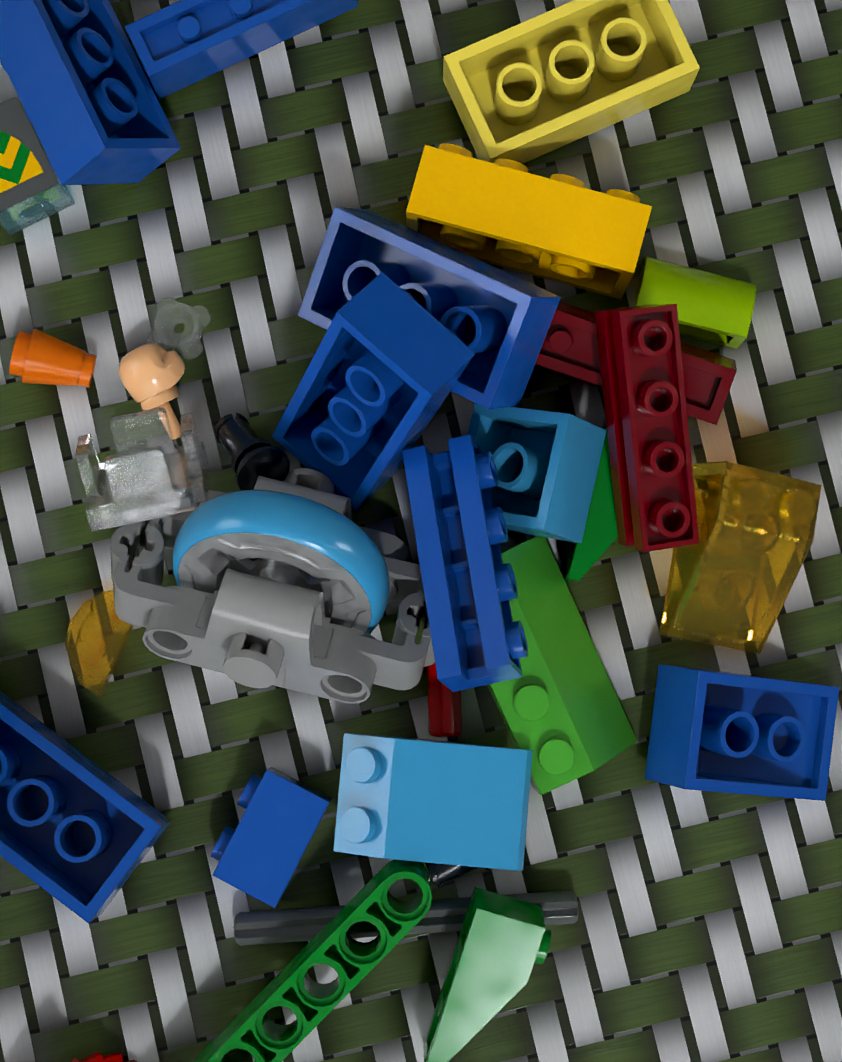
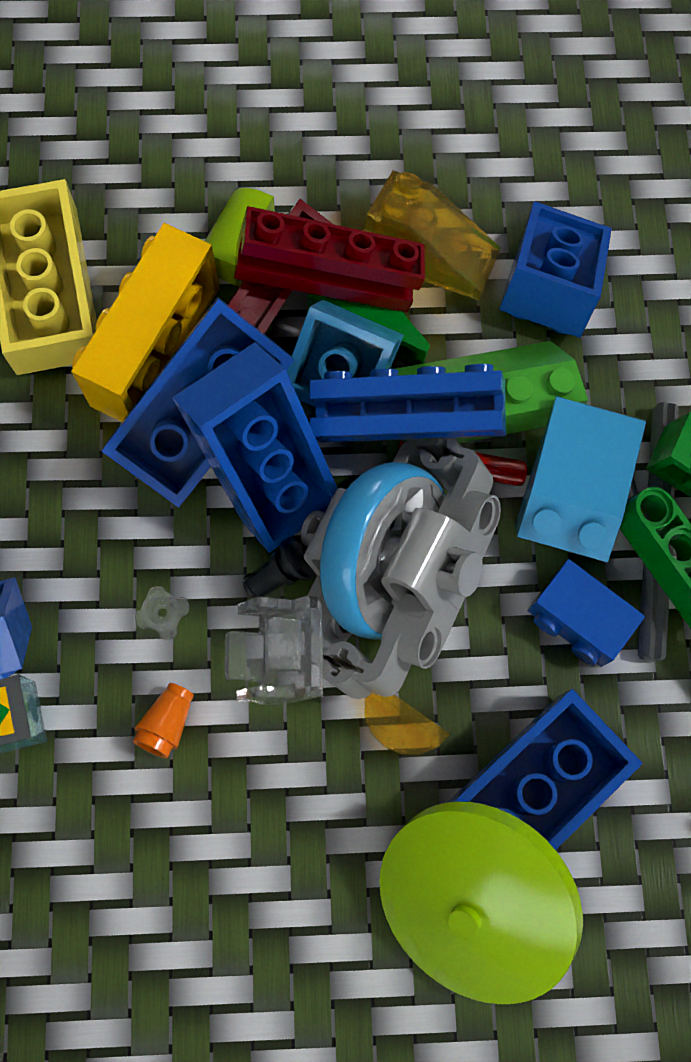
camera: 85 degrees left, 10 degrees down
(151, 379) = (198, 639): light nougat piece -> none

